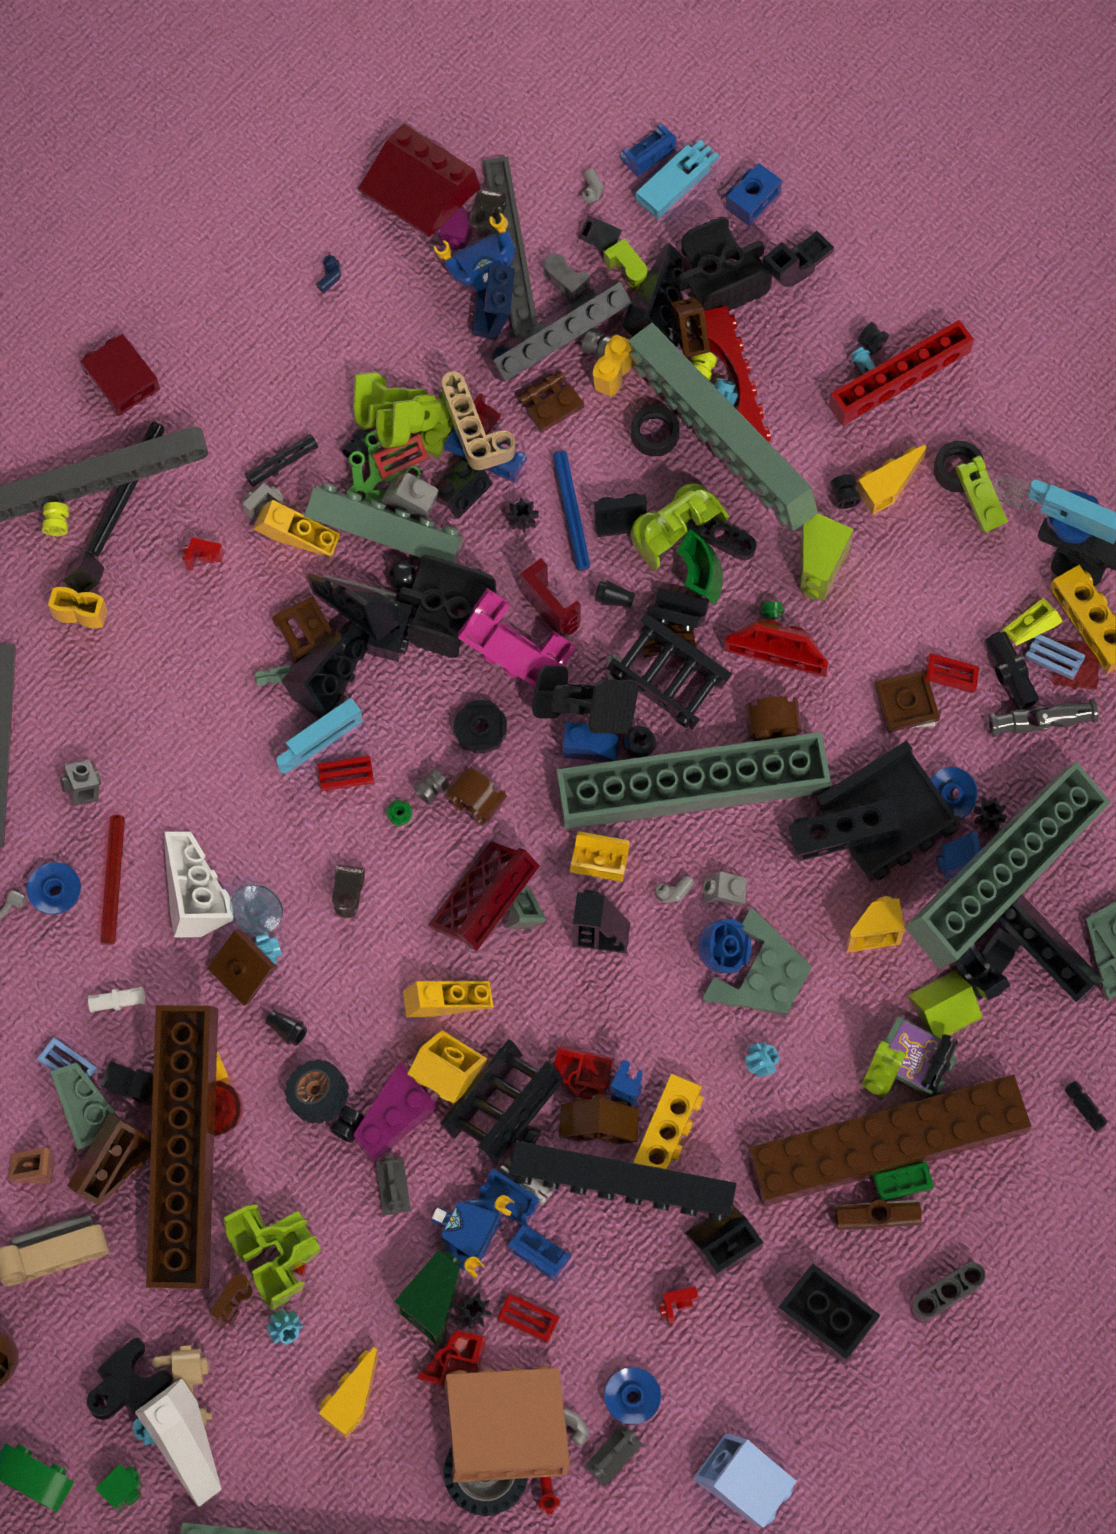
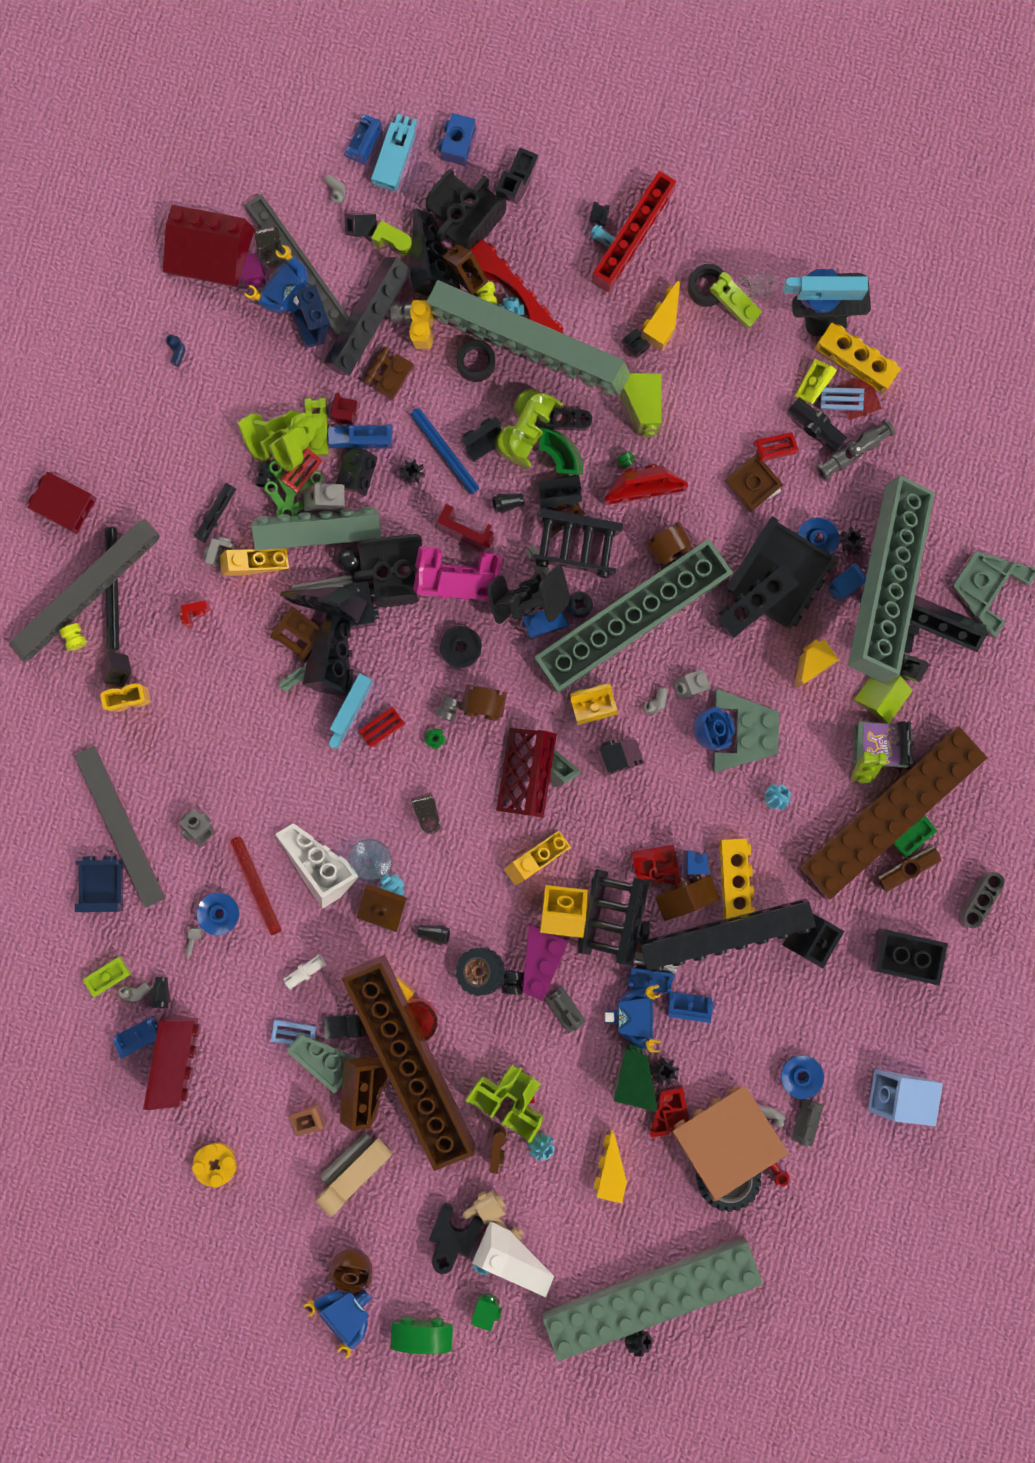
camera: 25 degrees left, 15 degrees up
(470, 420) = (340, 419): tan beam -> none
(519, 1326) = (722, 1055): red tile -> none
(565, 278) = (351, 271): flat silver leg -> none
(681, 1298) = (802, 993): red bracket -> none
(1086, 1106) = (1013, 720): black axle -> none

